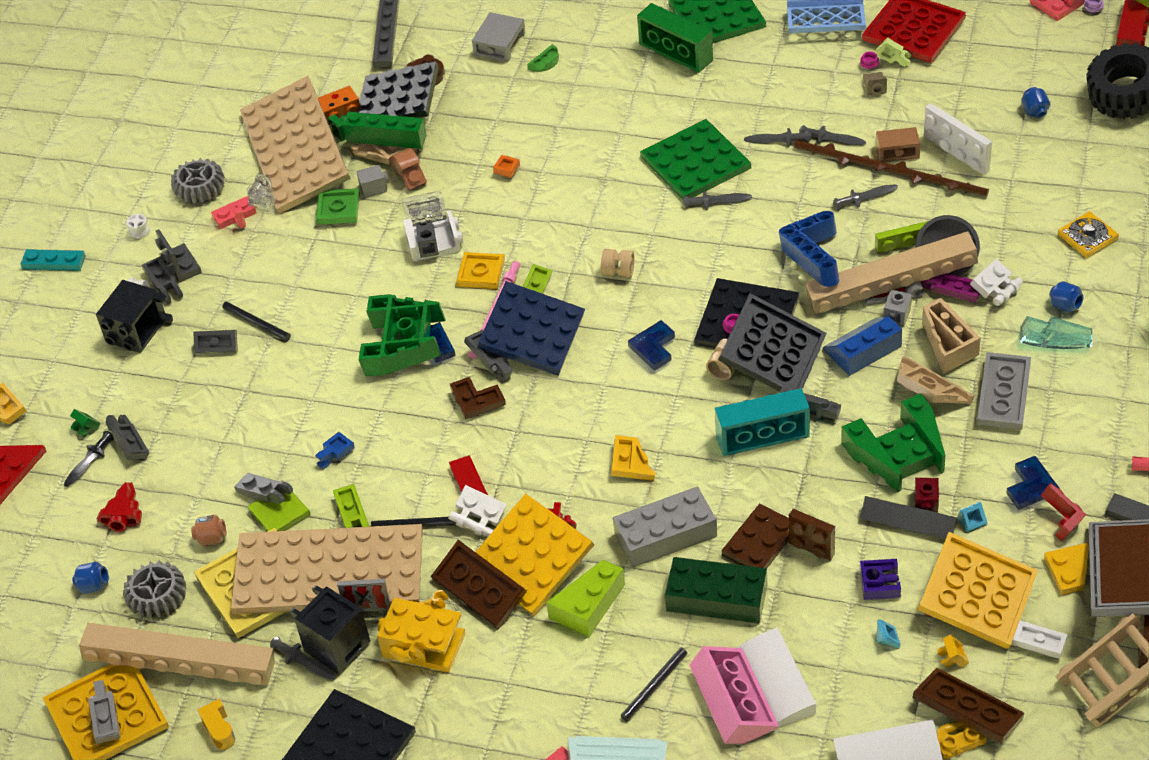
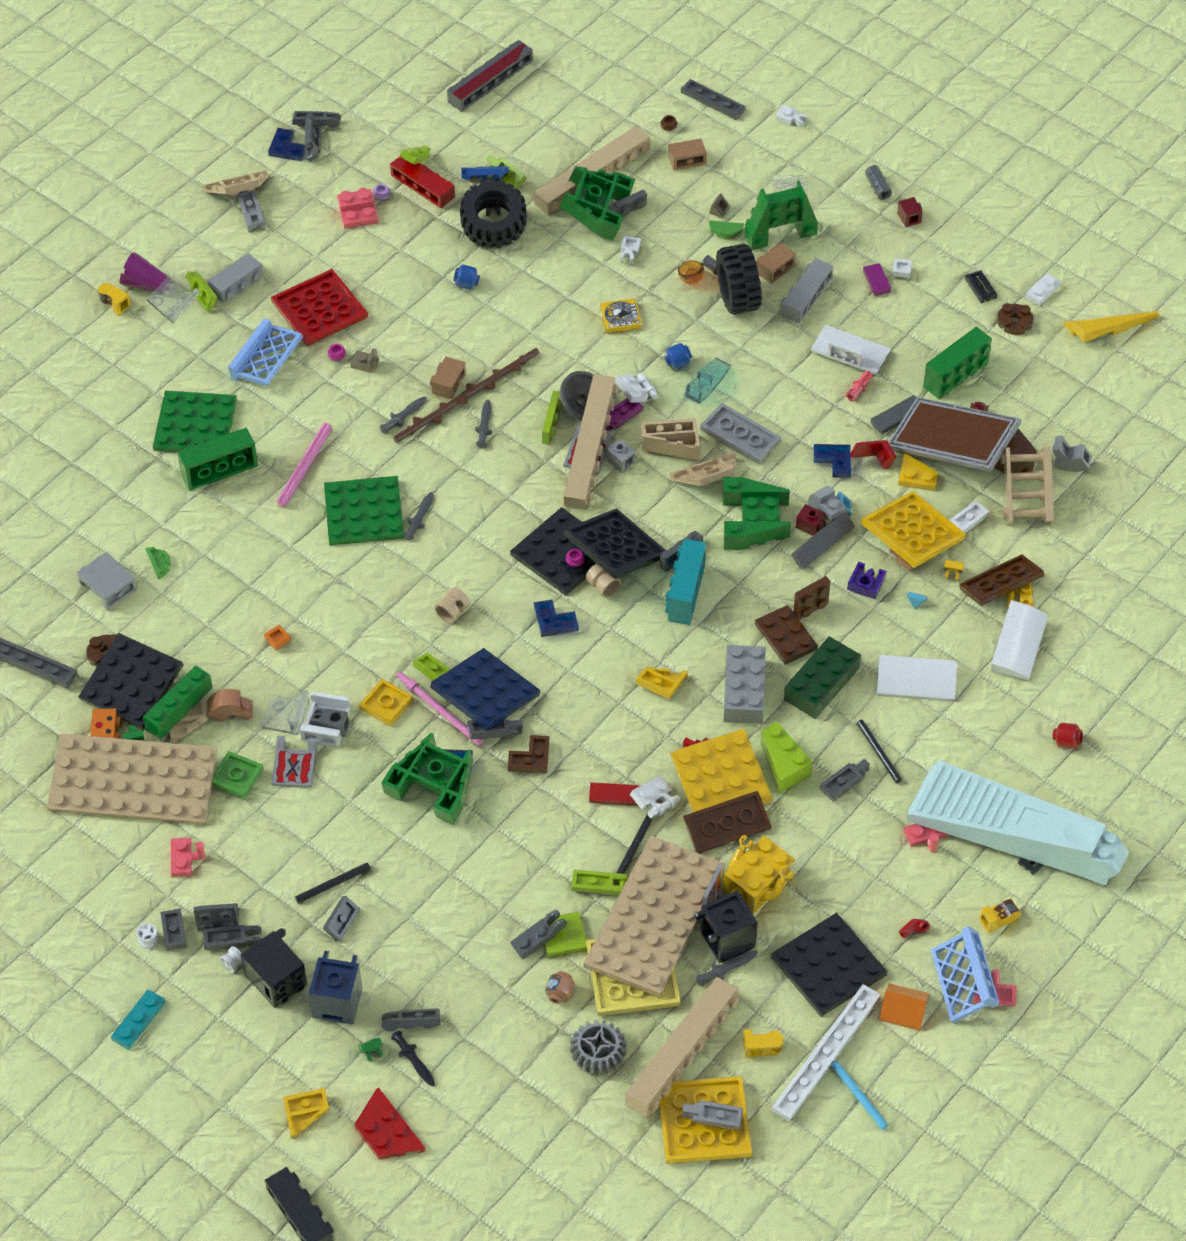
camera: 70 degrees left, 5 degrees up
(90, 577) = (557, 1090): blue head -> none
(121, 362) = (335, 989): none -> dark blue container
(121, 510) = (491, 1047): red rock -> none
(146, 243) = (173, 929): none -> dark grey plate
(197, 181) = (113, 877): light grey gear -> none
(260, 193) = (176, 825): clear piece -> none
(336, 448) = (524, 870): blue plate -> none
(372, 181) = (224, 737): light grey brick -> none
(374, 239) = (294, 767): none -> flag
(594, 666) = (844, 779): none -> dark grey hinge
(720, 98) = (304, 464): none -> bright pink axle
(732, 694) = (920, 706): bright pink slope -> none
(786, 137) = (383, 443): dark grey sword -> none
(799, 243) = (533, 481): blue beam -> none
(865, 344) = (640, 490): blue slope -> none
(893, 51) = (343, 332): yellowish green plate -> none
(955, 496) = (827, 502): none -> light grey brick
(957, 139) = (477, 338): white plate -> none

